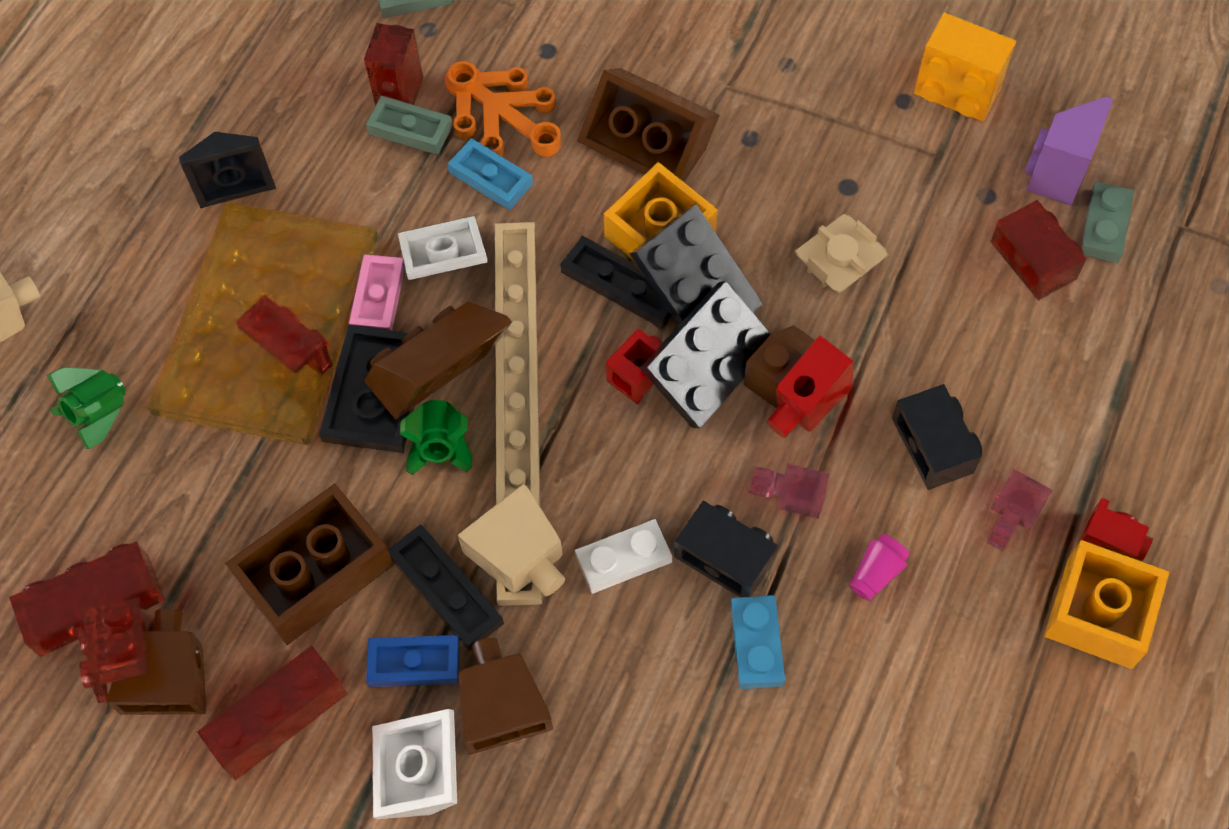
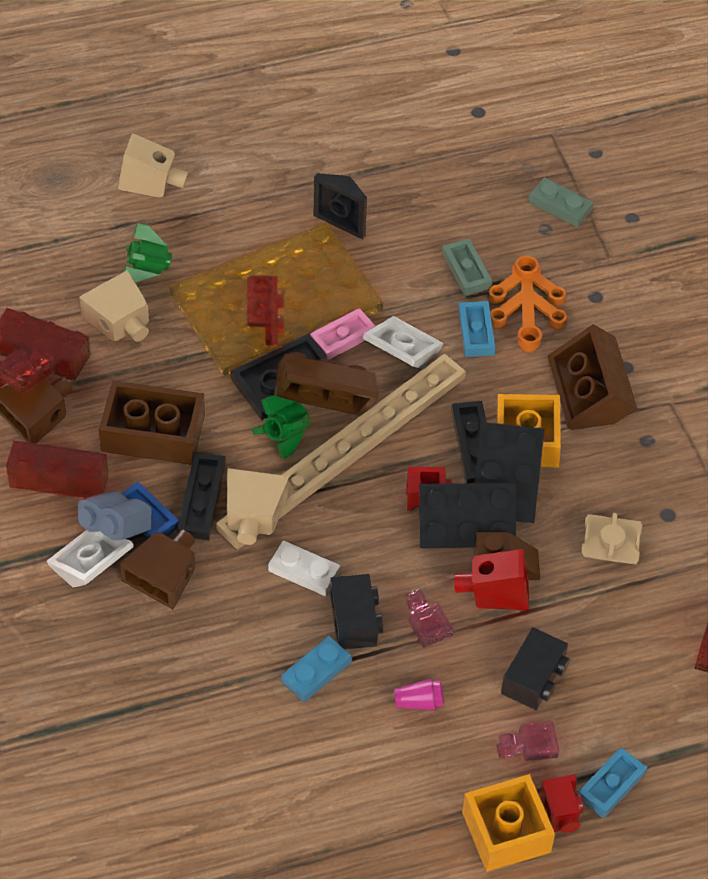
camera: 45 degrees right, 10 degrees down
(124, 483) = (117, 308): none -> tan torso
(393, 63) = (491, 227): clear red brick -> none
(395, 699) = (114, 515): none -> sand blue brick
(1121, 470) = (612, 782): none -> dark azure plate

